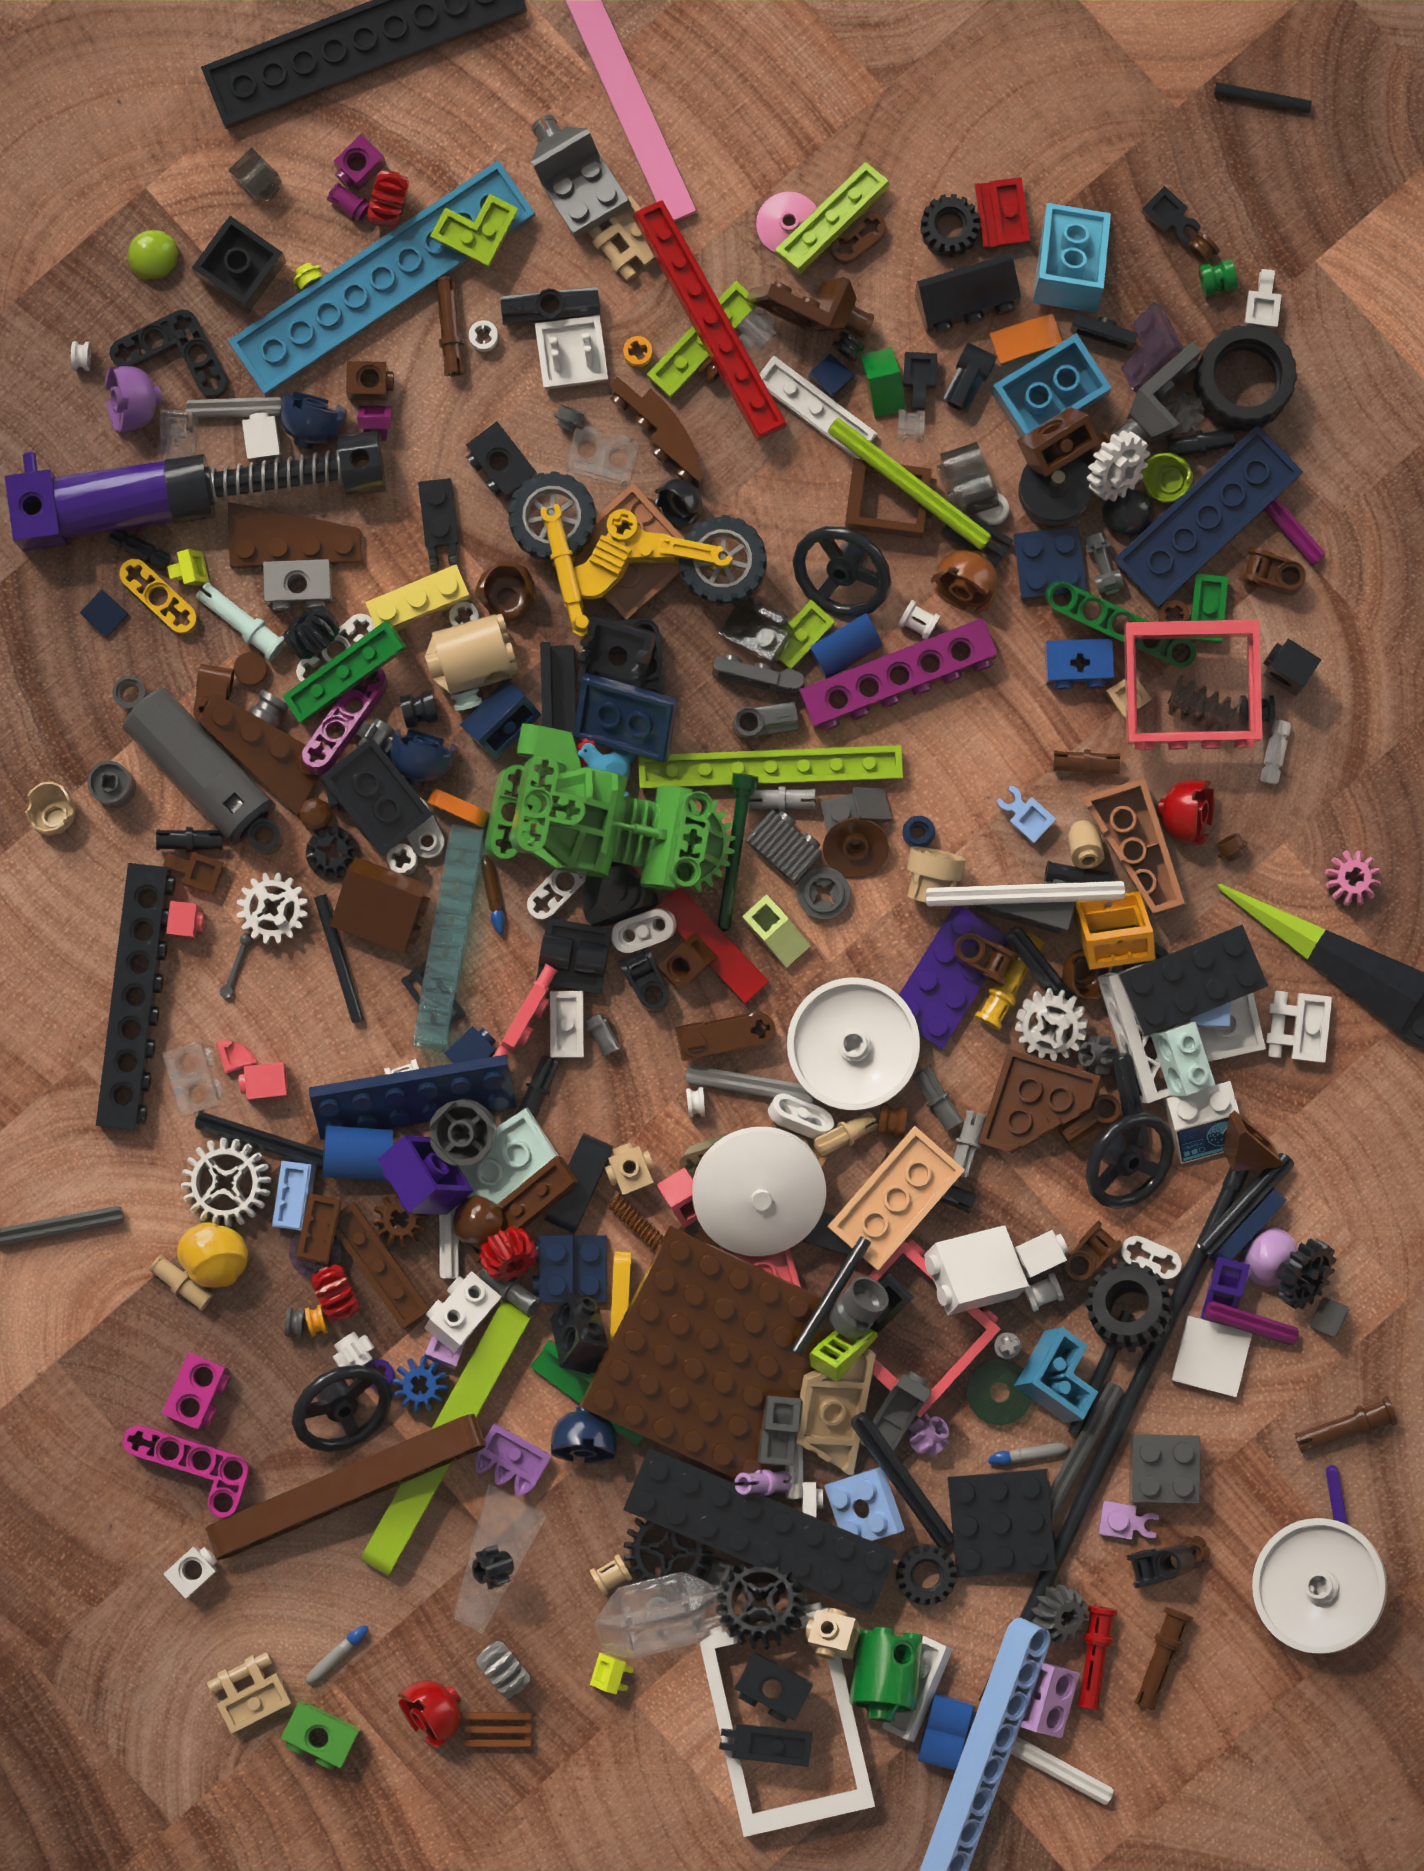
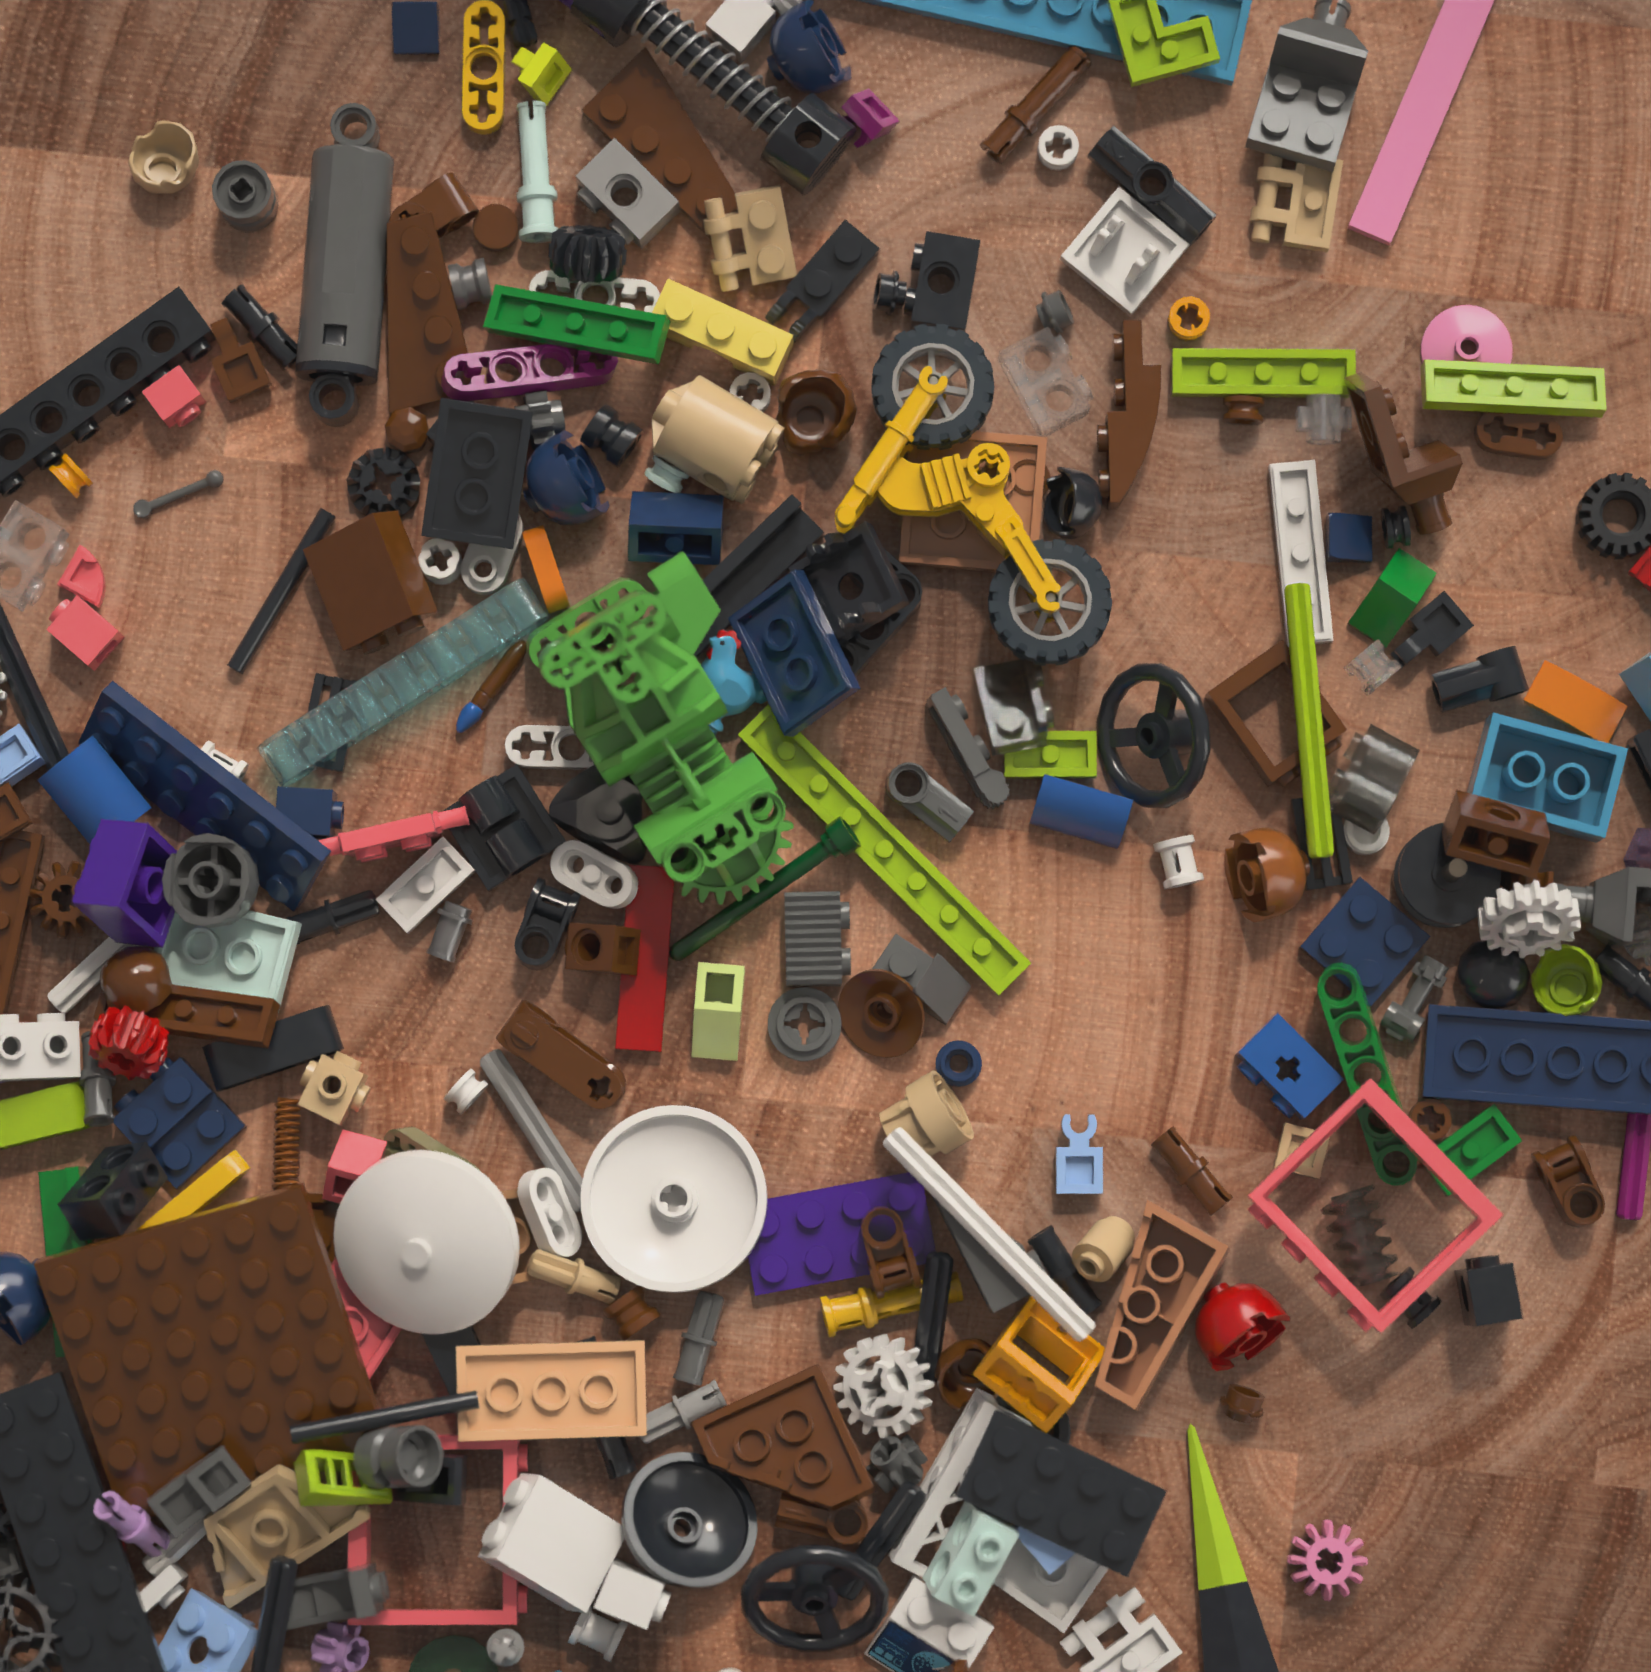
camera: 45 degrees right, 0 degrees up
(174, 1013) = (70, 475): none -> light orange bush
(285, 899) = (273, 456): white gear -> none
(358, 370) = (897, 54): reddish brown brick -> none
(389, 532) = (764, 235): none -> tan plate
(479, 494) = (889, 293): none -> black plate
(709, 320) = (1288, 360): red tile -> none
(783, 799) = (862, 893): light grey pin -> none
(968, 294) = (1565, 600): black slope -> none
(971, 635) = (1213, 931): magenta brick -> none
(1033, 1175) = (708, 1506): none -> black dish
(1091, 1252) = (686, 1645): reddish brown piece -> none
(1275, 752) = (1385, 1357): white axle -> none

